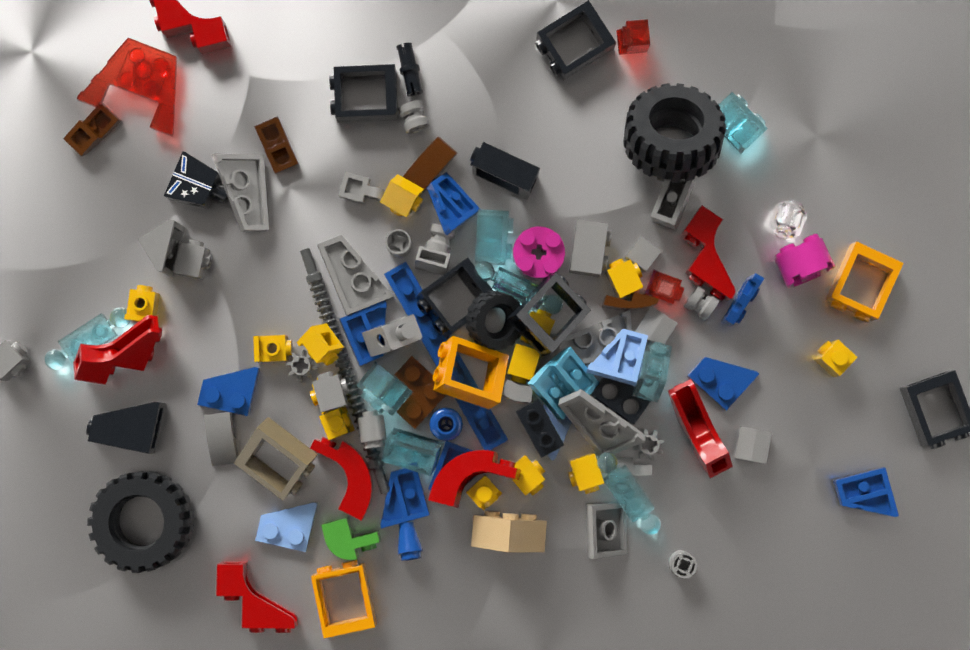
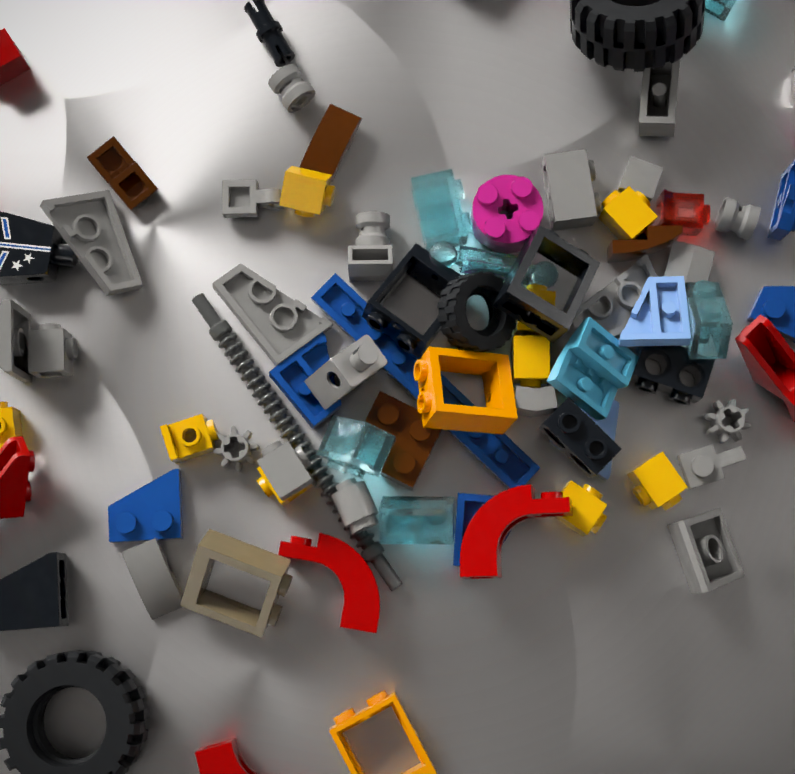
camera: 15 degrees left, 5 degrees down
(288, 527) = (278, 673): light blue wing -> none
(321, 344) = (254, 411): yellow brick -> none
(336, 105) = (228, 102): black window -> none
(337, 423) = (305, 512): yellow brick -> none
(341, 540) = (360, 673): bright green brick -> none
(398, 243) = (322, 247): light grey wheel -> none
(405, 498) = (424, 588): blue wing -> none
(408, 544) = (448, 646): blue cone -> none
(438, 429) = (450, 457): blue head -> none
(451, 203) = (373, 181): blue wing -> none
(484, 492) = (529, 547): yellow brick -> none
(504, 170) = (430, 118): black window -> none
(508, 532) = (580, 593): tan brick -> none
(598, 424) = (657, 411): light grey wing -> none
(628, 493) = (723, 492): clear light blue plate -> none
(707, 266) = (730, 169): red arch -> none

